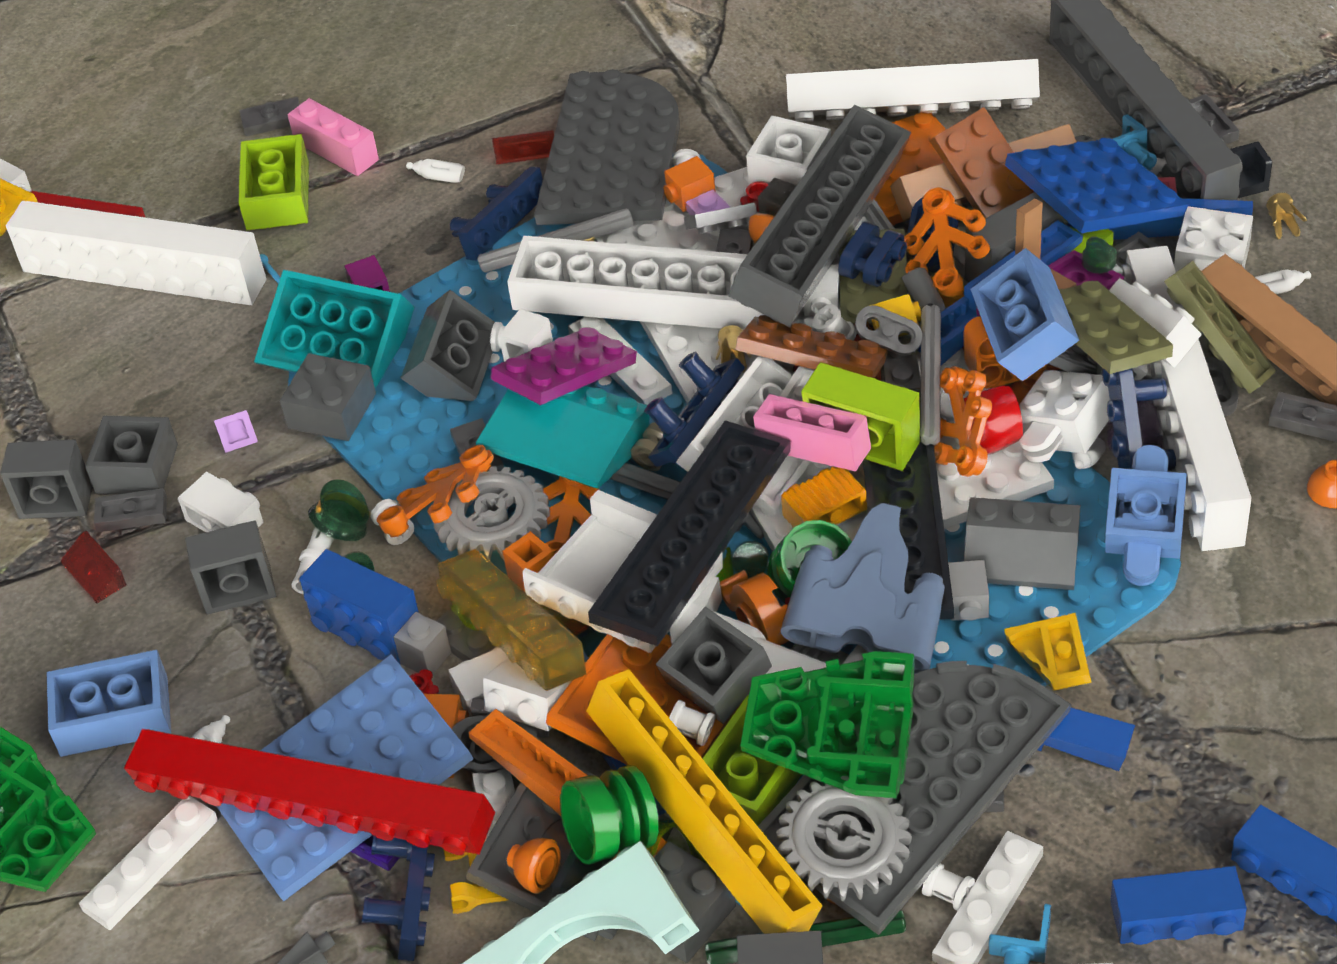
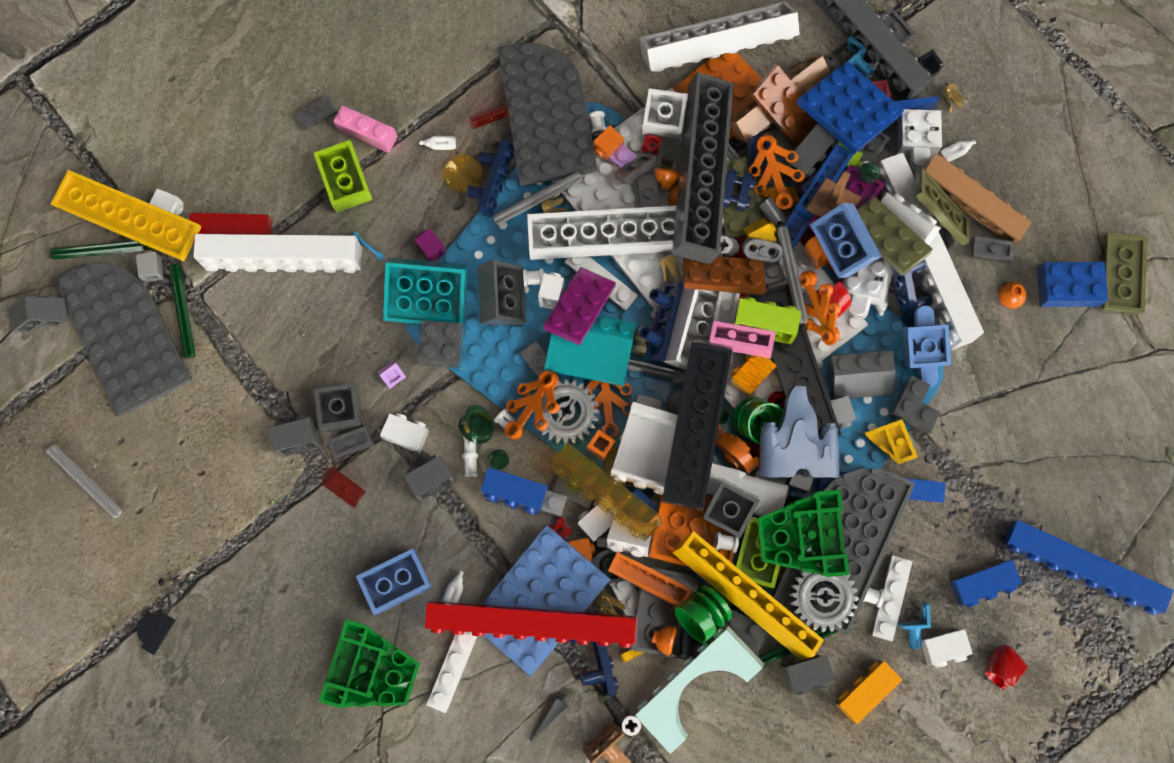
camera: 20 degrees left, 30 degrees up
(454, 202) = (462, 172): none -> clear yellow dish
(1104, 601) = (910, 406): none -> dark grey brick

